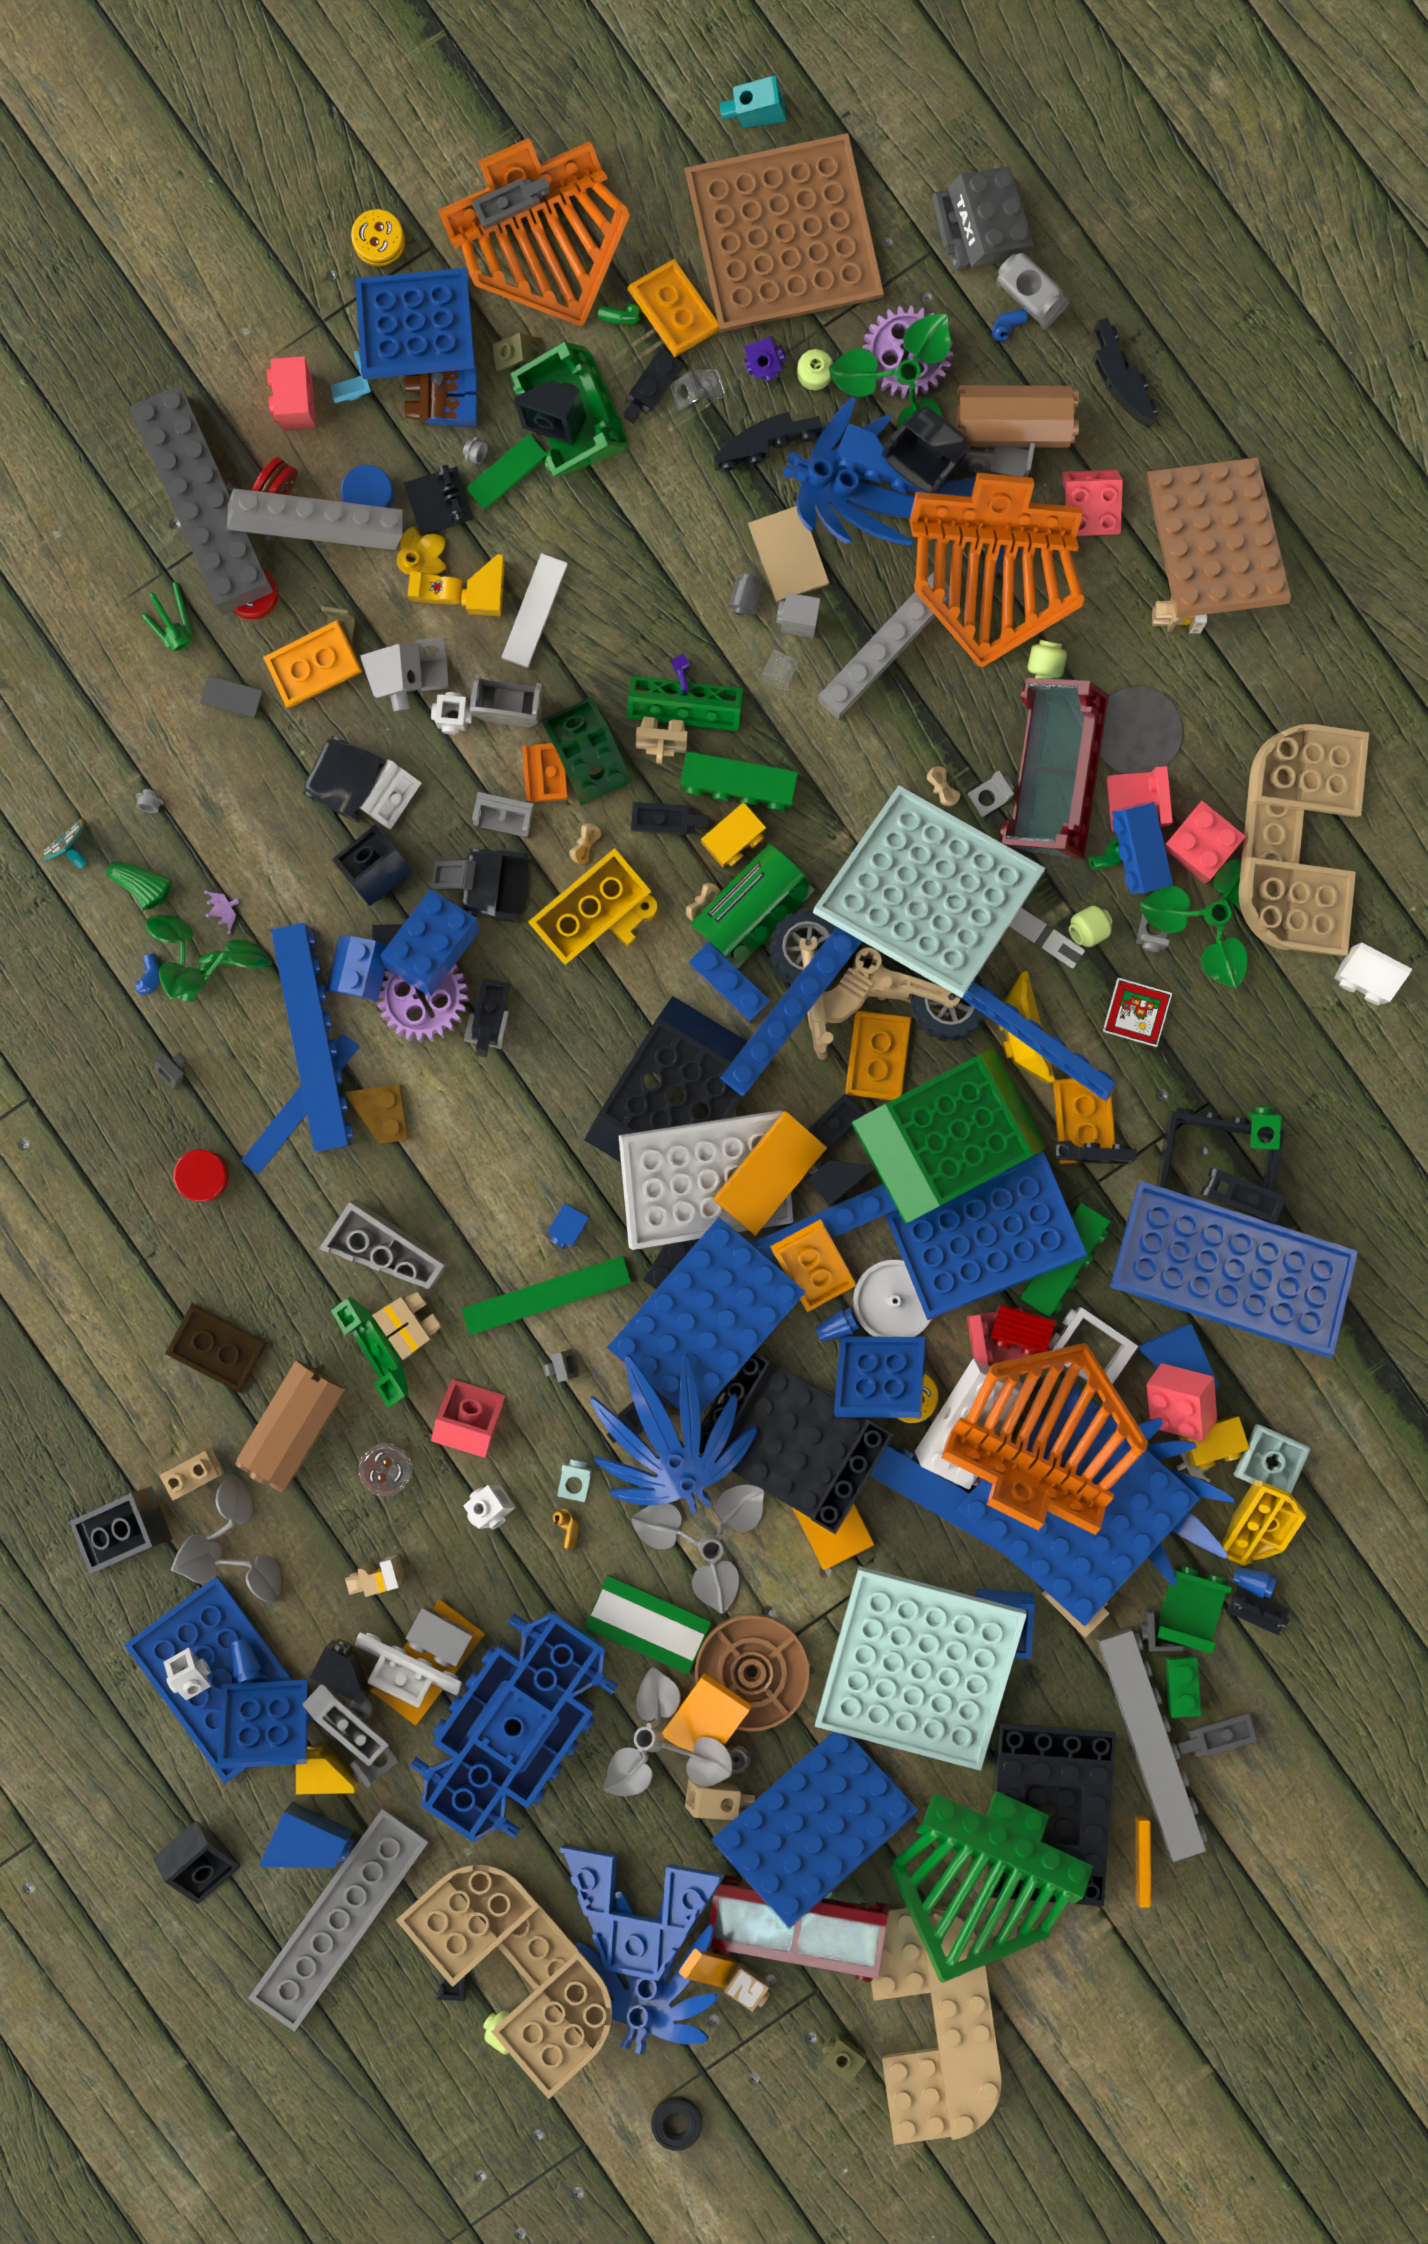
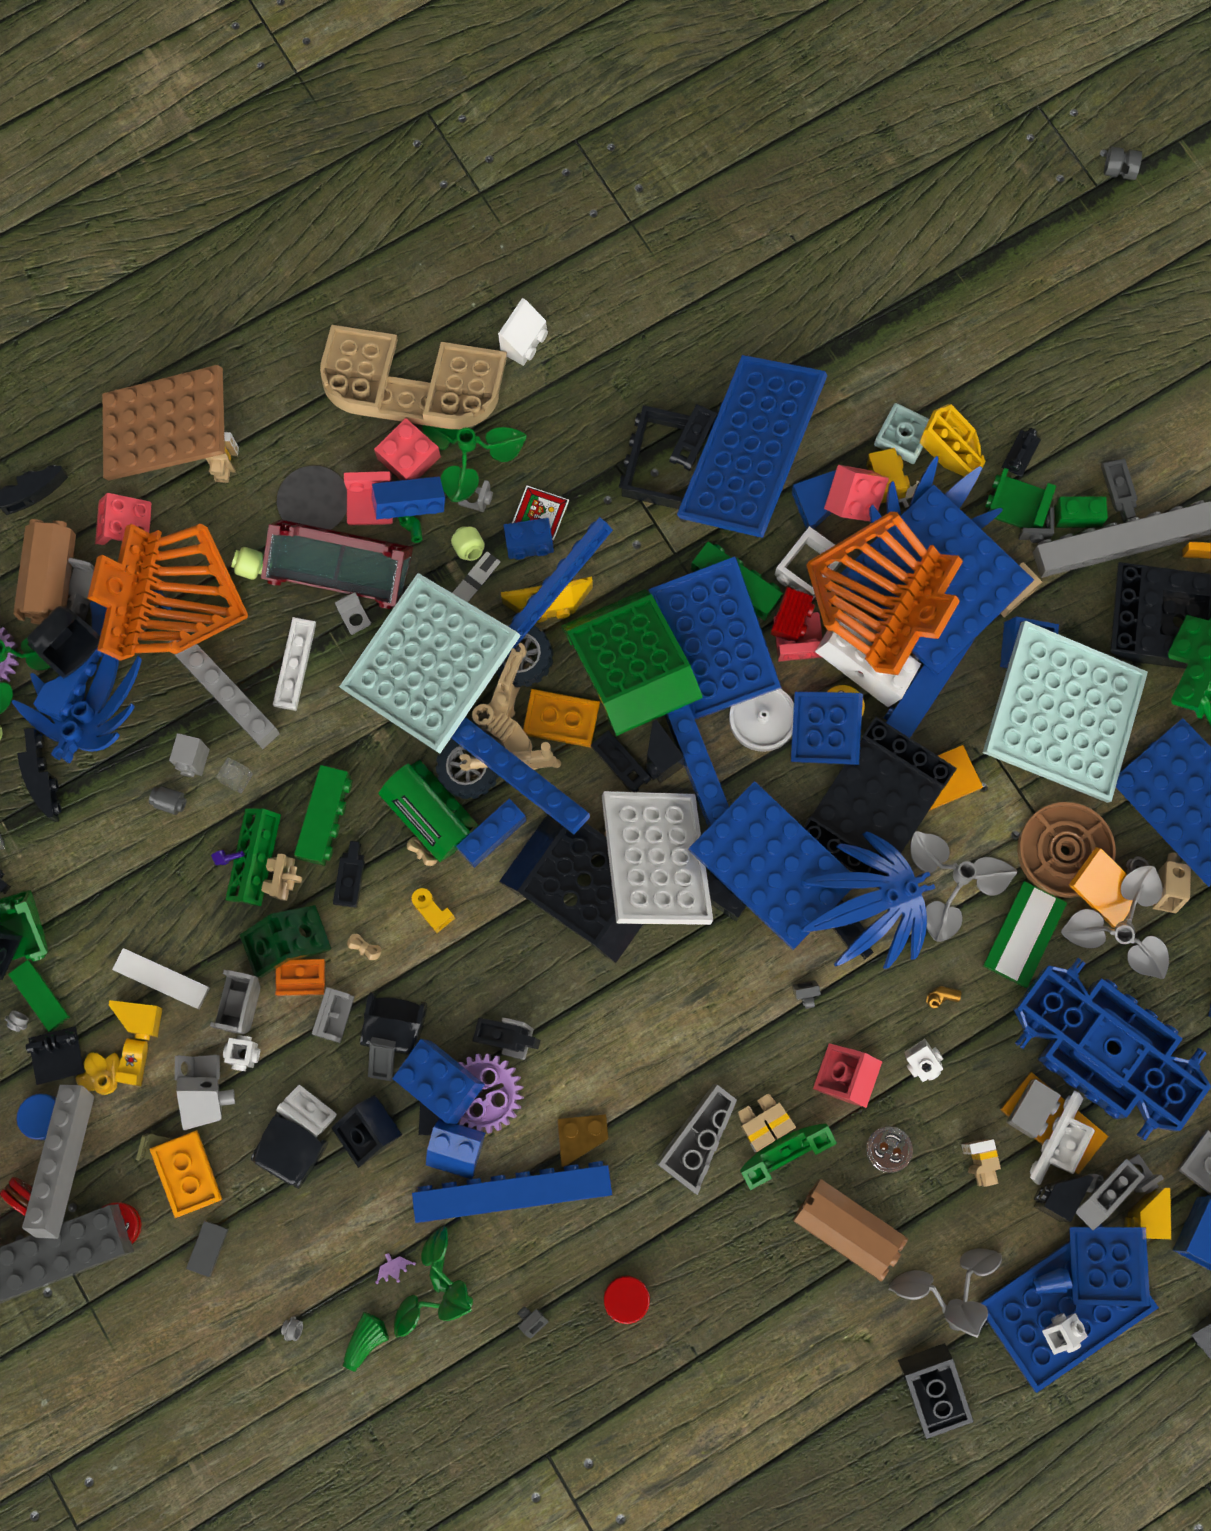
camera: 85 degrees left, 10 degrees down
(64, 844) = (323, 1407): teal shield -> none
(150, 979) = (447, 1335): blue arm -> none
(176, 635) = (148, 1295): green plant -> none
(192, 1474) = (889, 1322): tan hips -> none
(216, 1348) = (778, 1295): dark brown tile -> none
(290, 1115) = (579, 1217): blue sticker -> none
(546, 1295) = (745, 1004): green tile -> none
(567, 1226) = (688, 980): blue brick -> none
(575, 1469) = (893, 985): light aqua bracket -> none
(589, 906) = (418, 945): yellow slope -> none
(733, 836) = (368, 822): yellow brick -> none
(769, 1173) = (654, 806): light orange tile -> none
(788, 554) = (136, 764): tan tile -> none
(814, 1265) = (730, 775): light orange tile -> none
(838, 1325) = (781, 762): blue cone -> none
(925, 729) = (294, 664): none -> white tile
(947, 795) = (336, 655): tan piece -> none
(1082, 1115) = (626, 560): light orange tile -> none
(1094, 1154) = (652, 551): black hinge -> none
(1101, 1000) = (528, 538): none -> blue bracket
(1255, 1581) = (998, 452): blue cone -> none
(1263, 1117) = (631, 419): green bracket -> none

